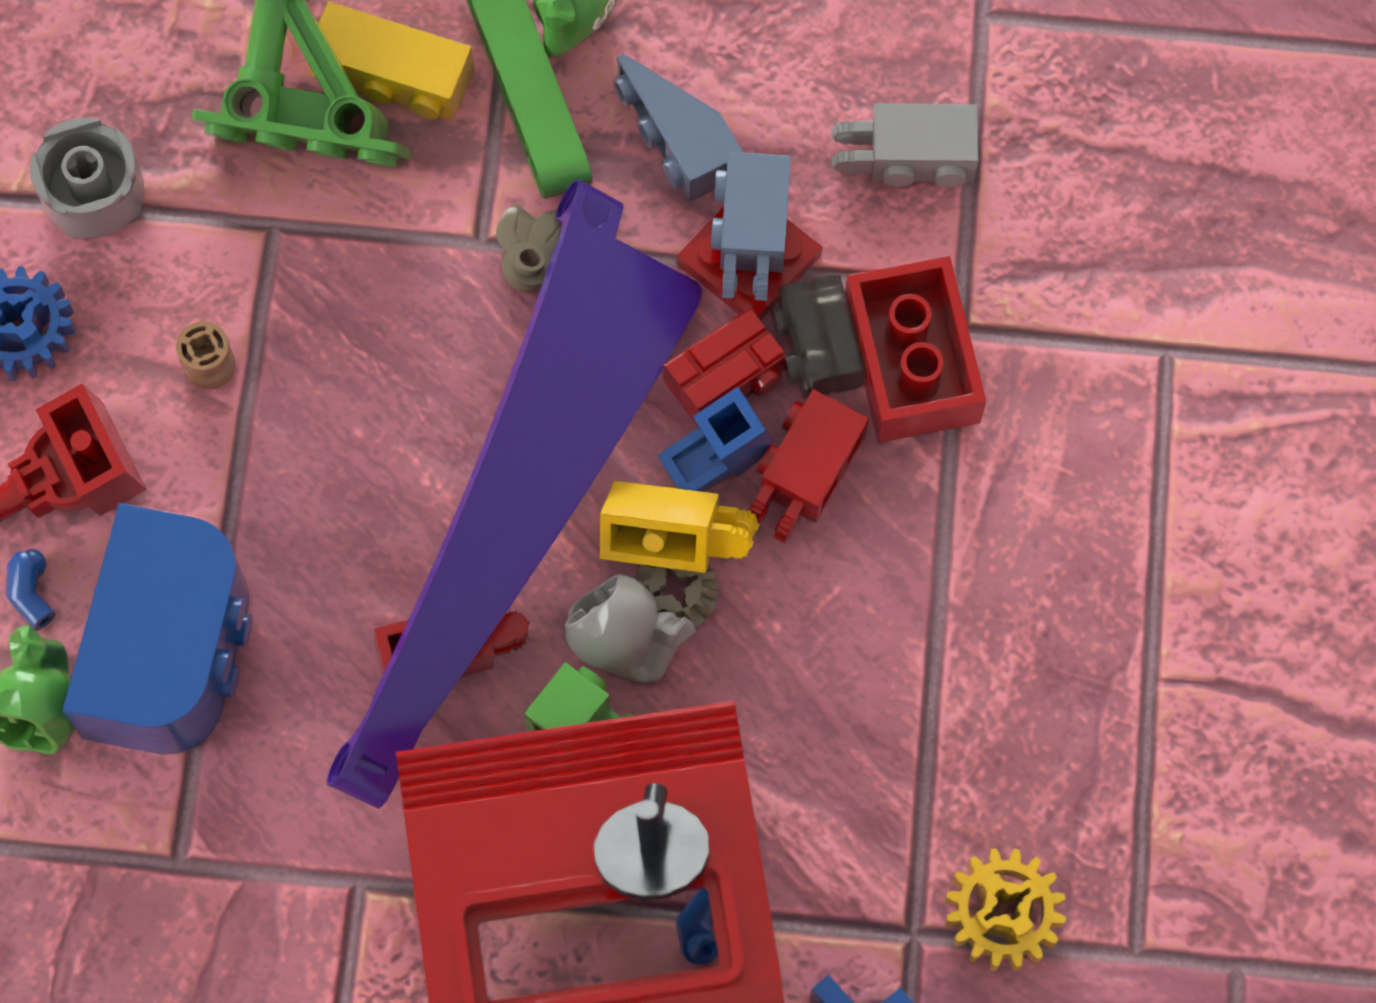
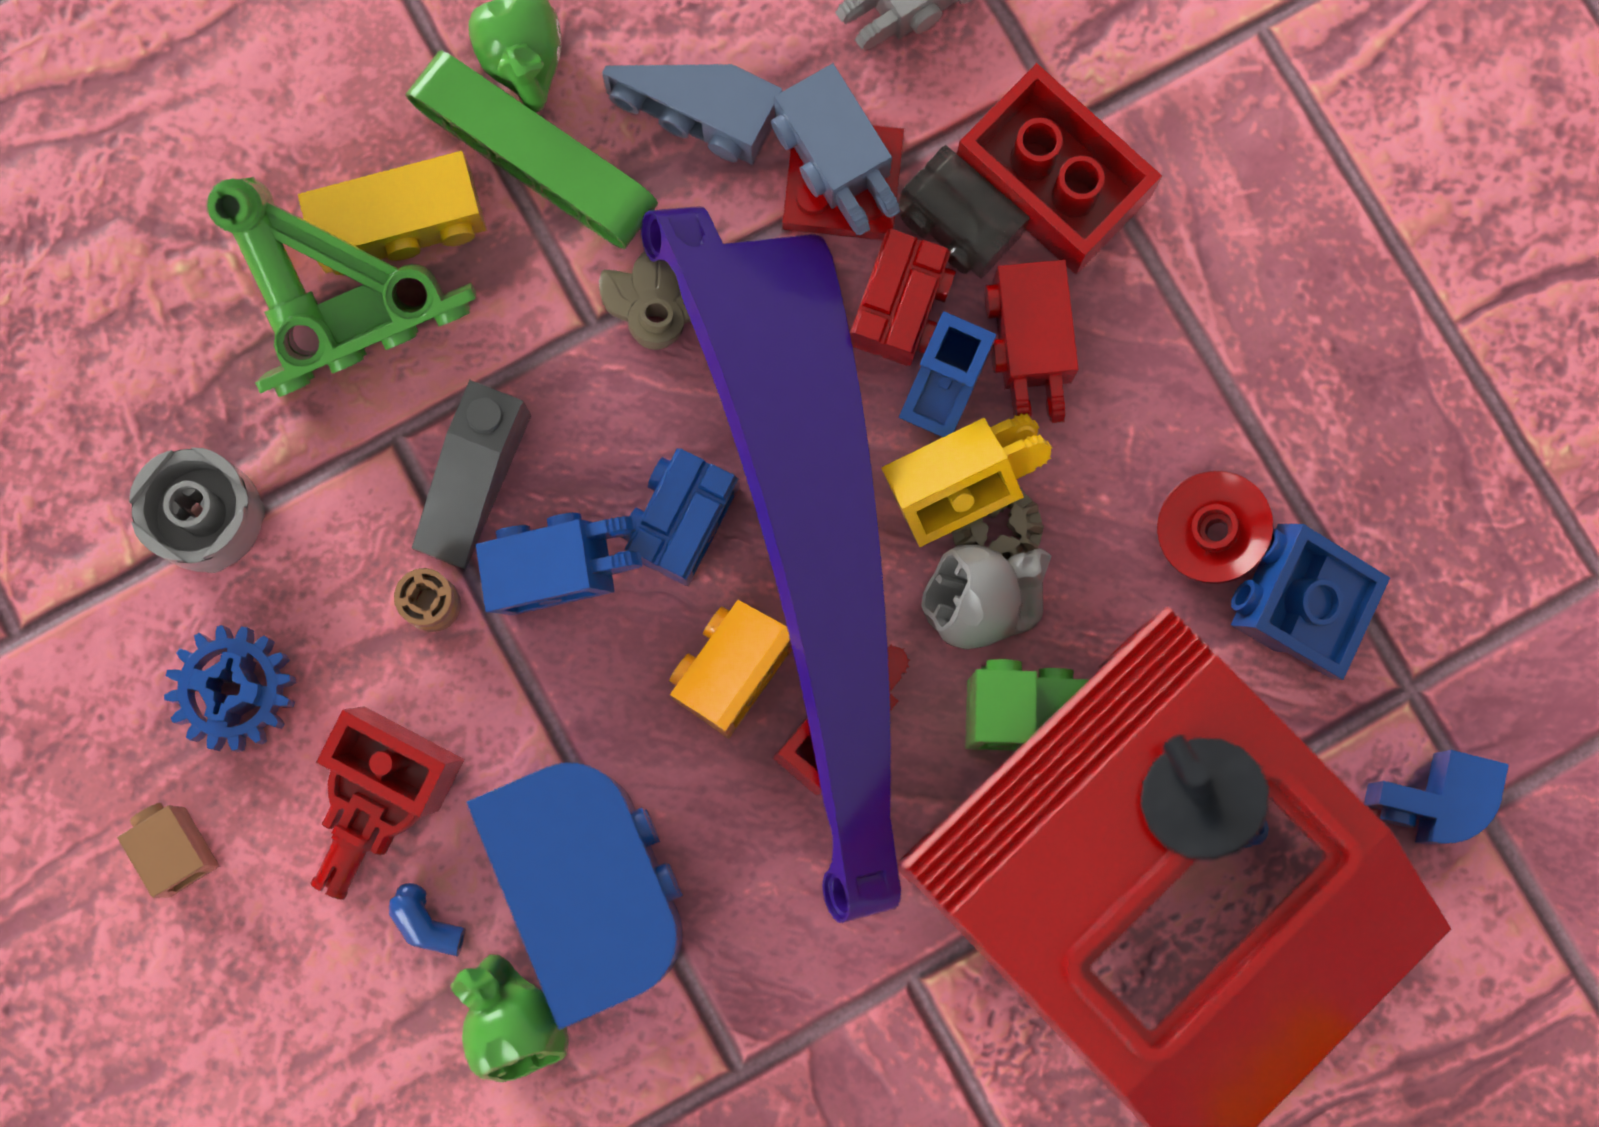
camera: 35 degrees left, 10 degrees up
(307, 284) = (470, 473): none -> dark grey slope
(315, 386) = (552, 563): none -> blue hinge
(388, 555) = (732, 667): none -> light orange slope
(437, 418) = (681, 515): none -> blue brick
(836, 680) = (1210, 500): none -> red dish
(876, 803) = (1309, 600): none -> blue plate
(1018, 929) = (1493, 595): yellow gear -> none

